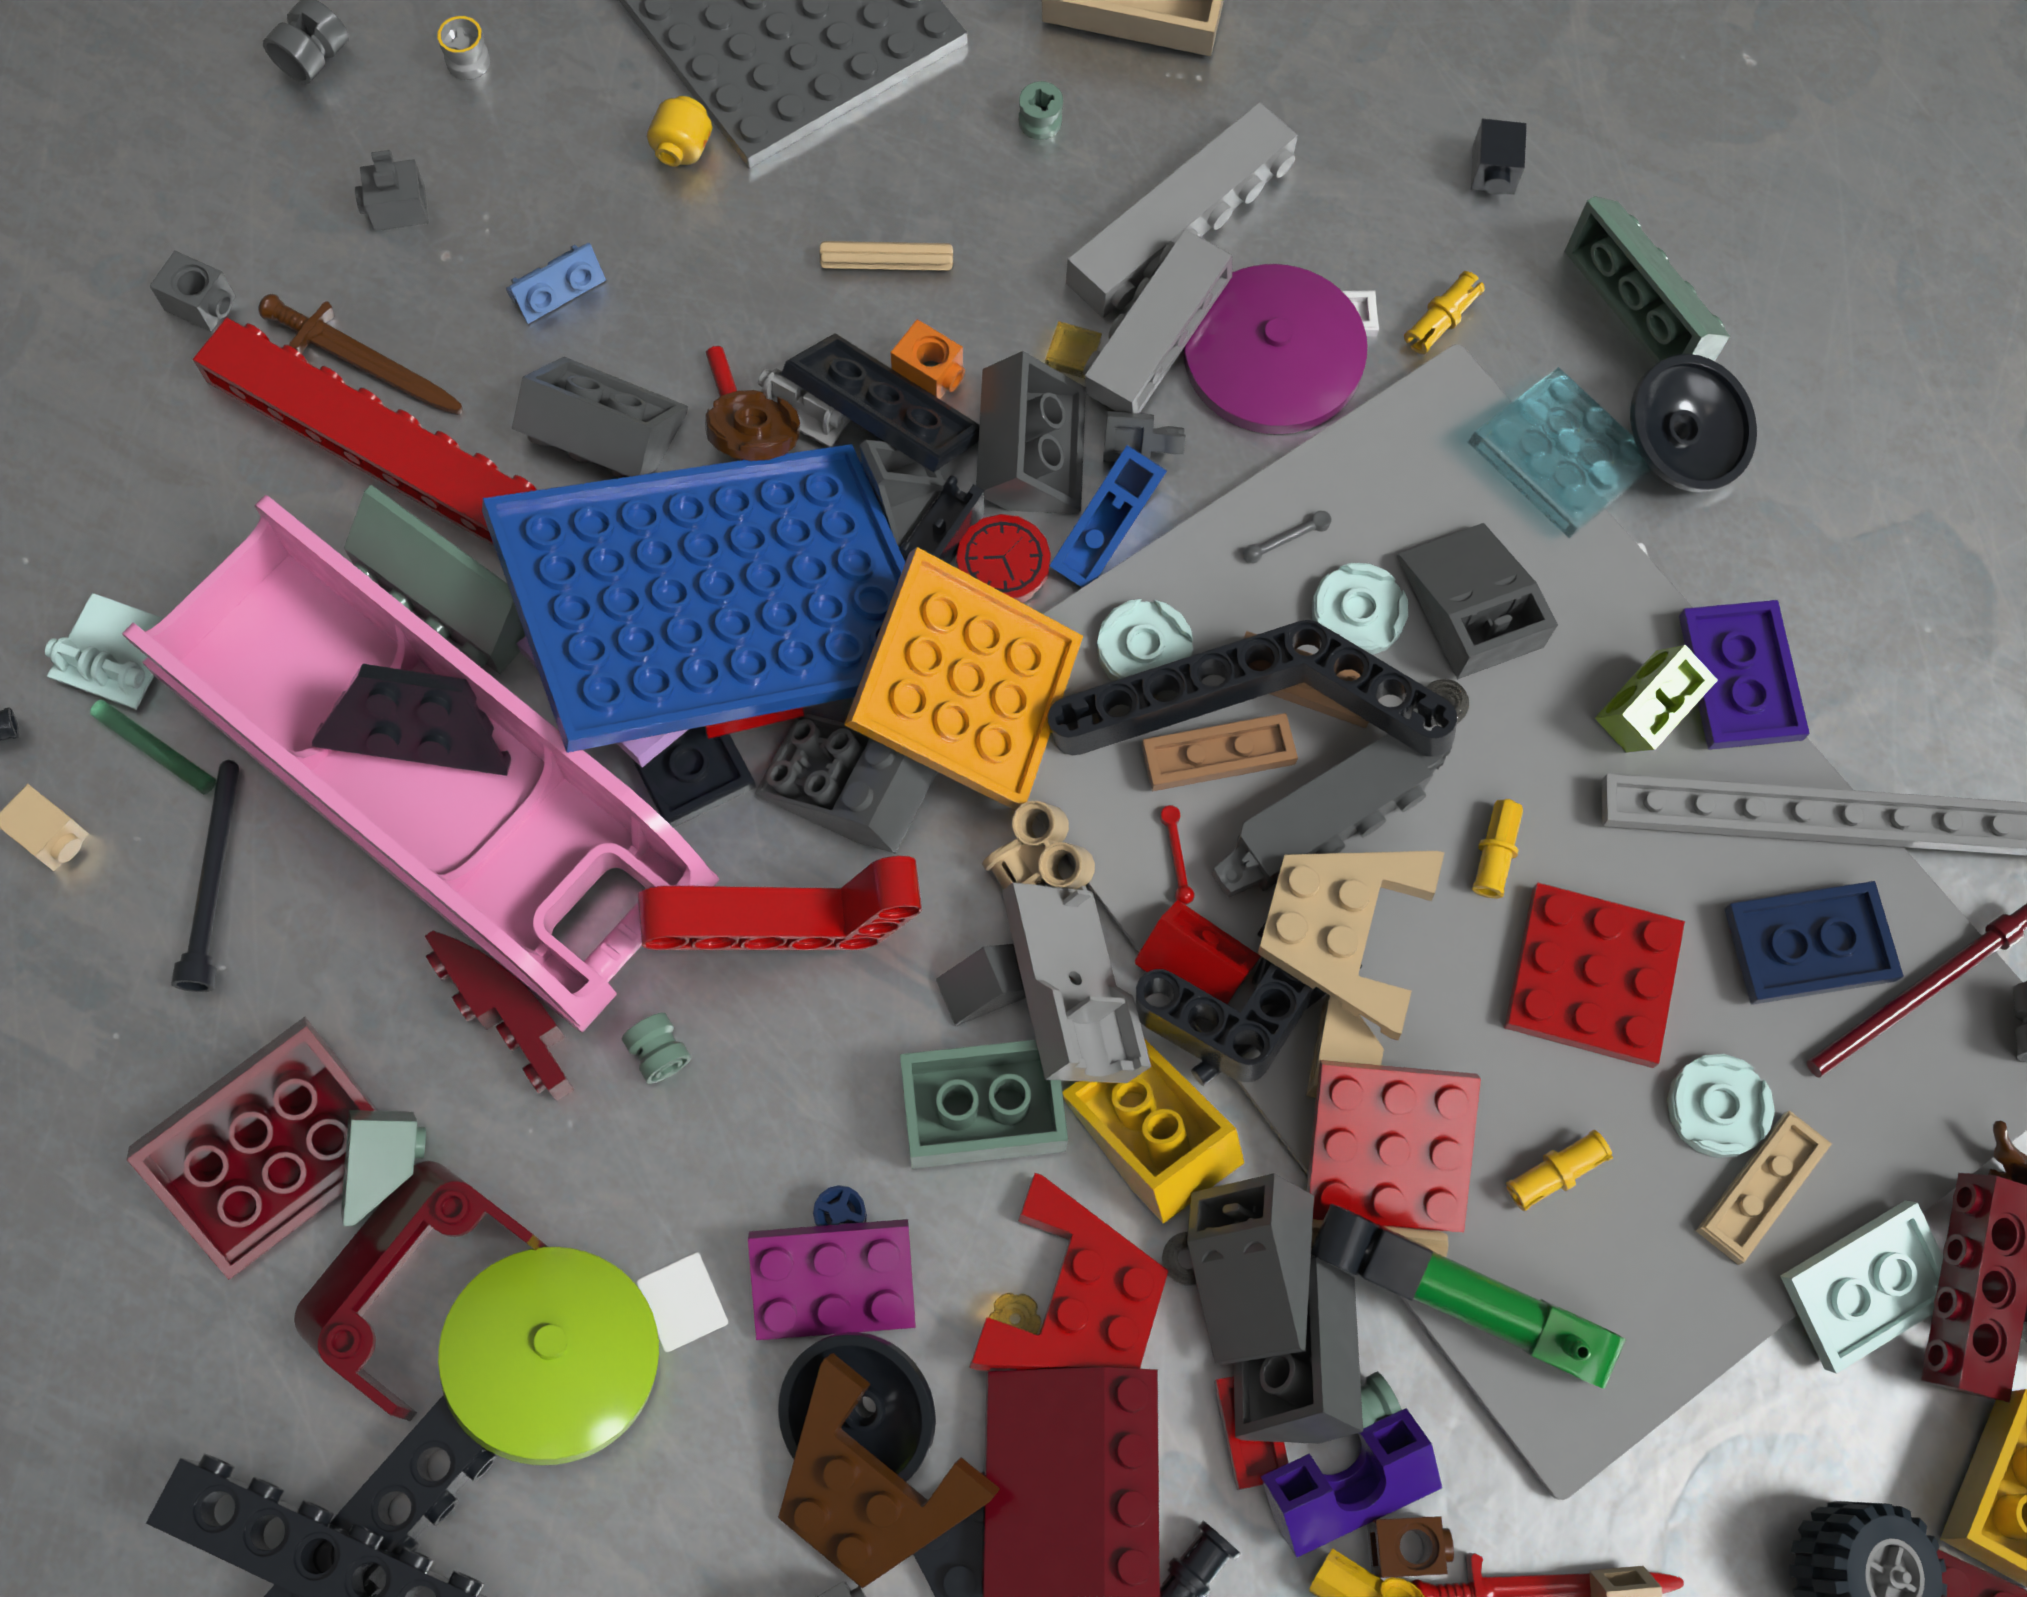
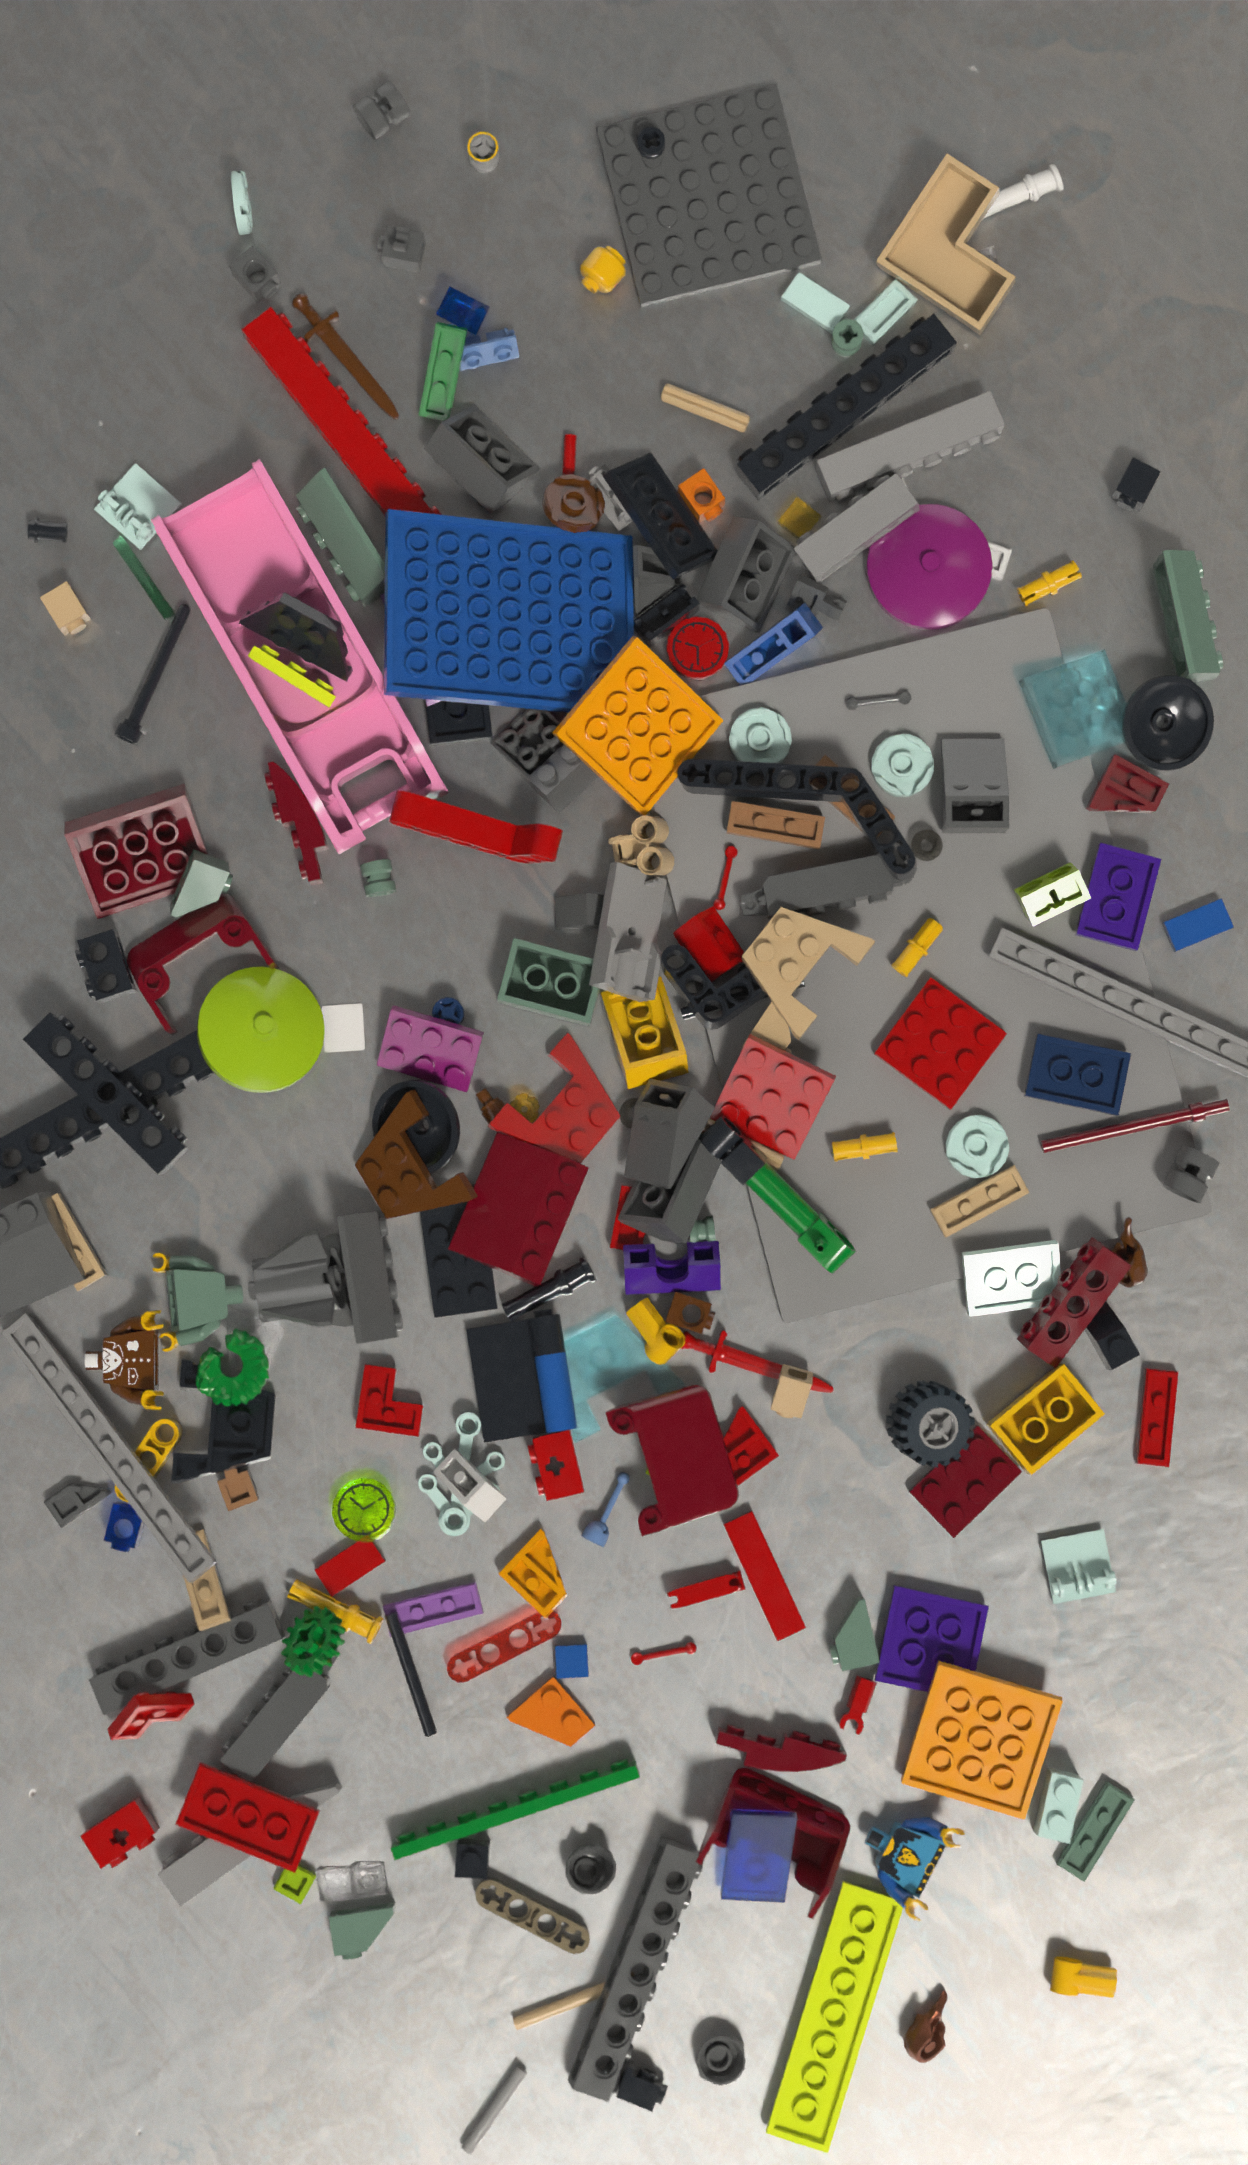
camera: 25 degrees right, 15 degrees up
(142, 202) = (241, 202): none -> light aqua tile
(273, 1340) = (113, 963): none -> black brick
(419, 790) = (292, 674): none -> neon yellow plate
(502, 318) = (443, 371): none -> green tile
(504, 237) = (462, 310): none -> clear blue brick
(961, 1335) = (491, 1106): none -> reddish brown cylinder
(979, 86) = (815, 302): none -> light aqua tile
(1078, 65) = (885, 311): none -> light aqua tile
(1138, 101) = (764, 479): none -> black brick
(1678, 531) = (1127, 789): none -> dark red wing
(1862, 678) = (1197, 925): none -> blue tile

